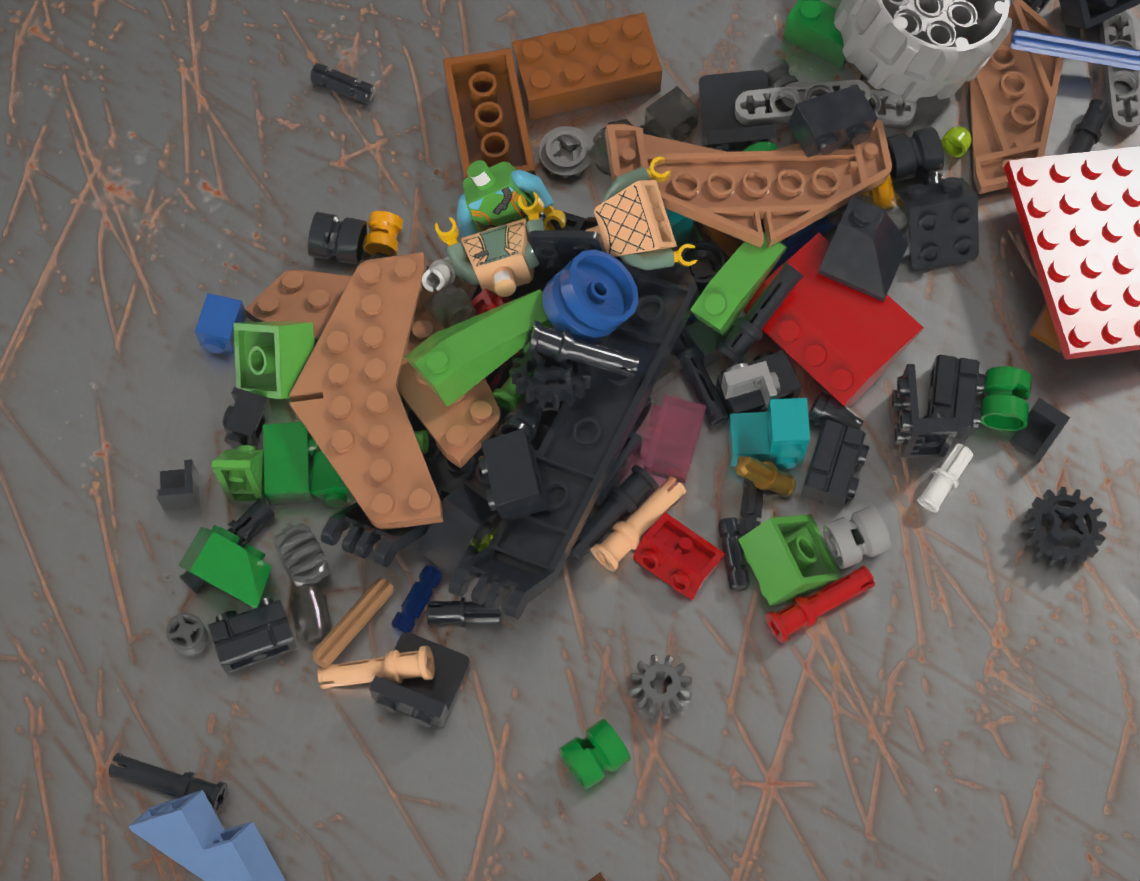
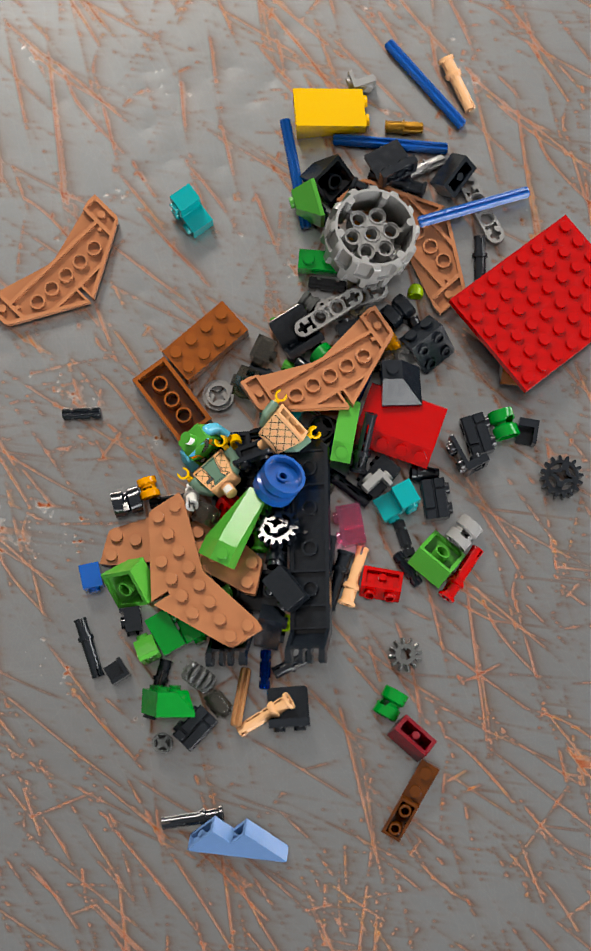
camera: 25 degrees left, 10 degrees up
(159, 414) = (86, 640): none -> black pin
(564, 346) = (279, 513): black pin -> none
(601, 828) = (411, 738): none -> dark red brick
(766, 476) = (405, 523): pearl gold axle -> none
(817, 66) = (327, 284): none -> black axle
(832, 121) = (352, 322): black brick -> none
(945, 477) = (492, 479): white axle -> none

